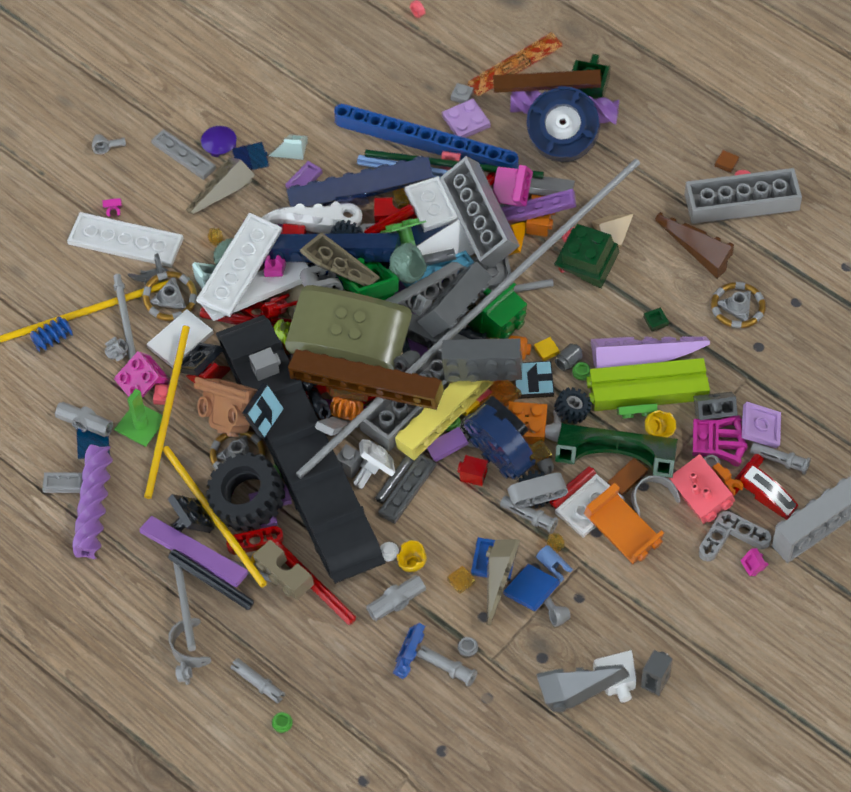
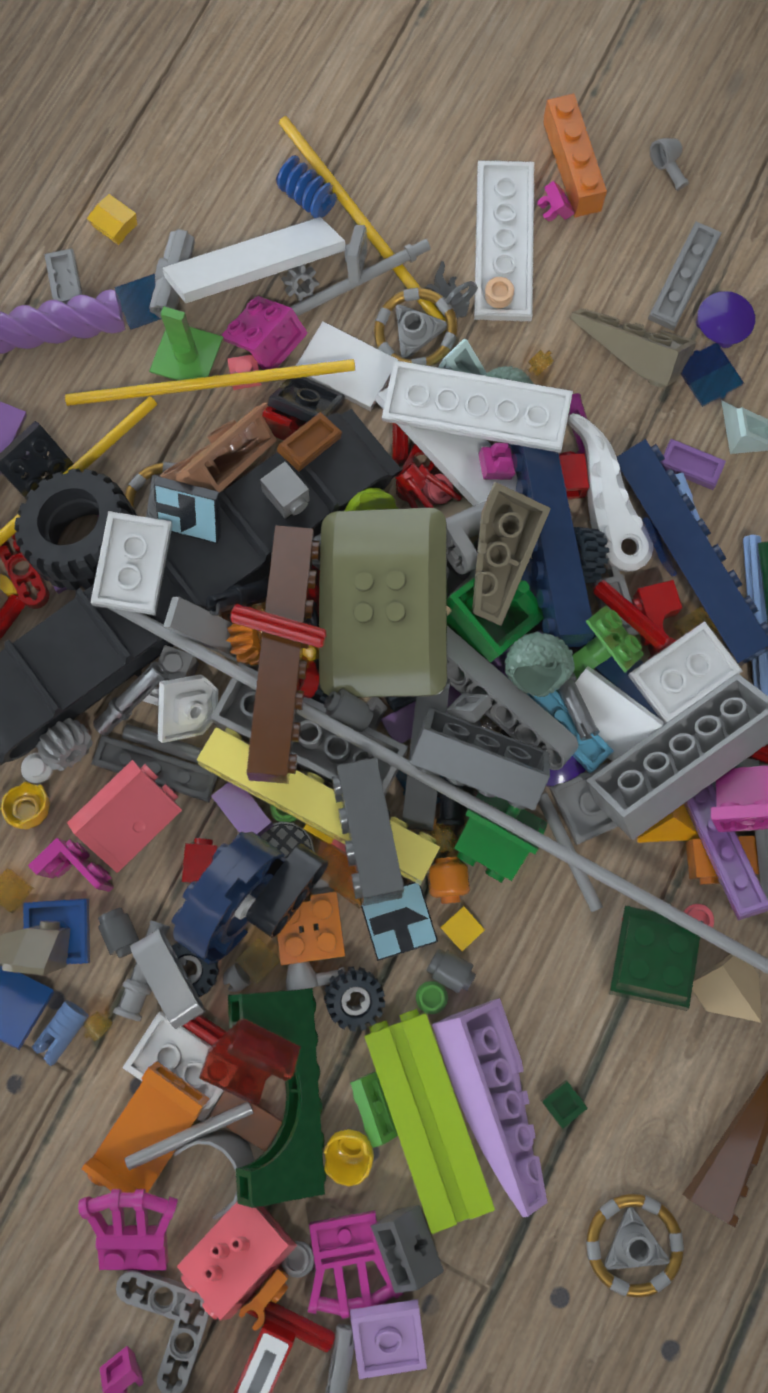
camera: 75 degrees right, 20 degrees up
(30, 447) = (113, 219): none -> yellow piece
(84, 188) = (574, 155): none -> orange brick
(96, 366) = (253, 259): none -> white tile
(111, 312) = (356, 253): none -> light grey plate
(162, 246) = (499, 292): none -> light nougat tile
(237, 346) = (309, 441): none -> dark orange tile
(285, 449) = (131, 563): none -> white tile
(352, 370) = (278, 625): none -> red axle
(365, 492) = (121, 707): none -> flat silver pin
(380, 526) = (64, 744): none -> light grey gear
(434, 499) = (125, 815): none -> coral piece
(454, 528) = (56, 862): none -> dark pink bracket
(503, 521) = (117, 932): none -> dark grey brick
(591, 454) = (246, 1059): none -> clear red panel
(630, 502) = (188, 1135): none -> light grey bar
(686, 539) = (129, 1245): none -> dark pink plate

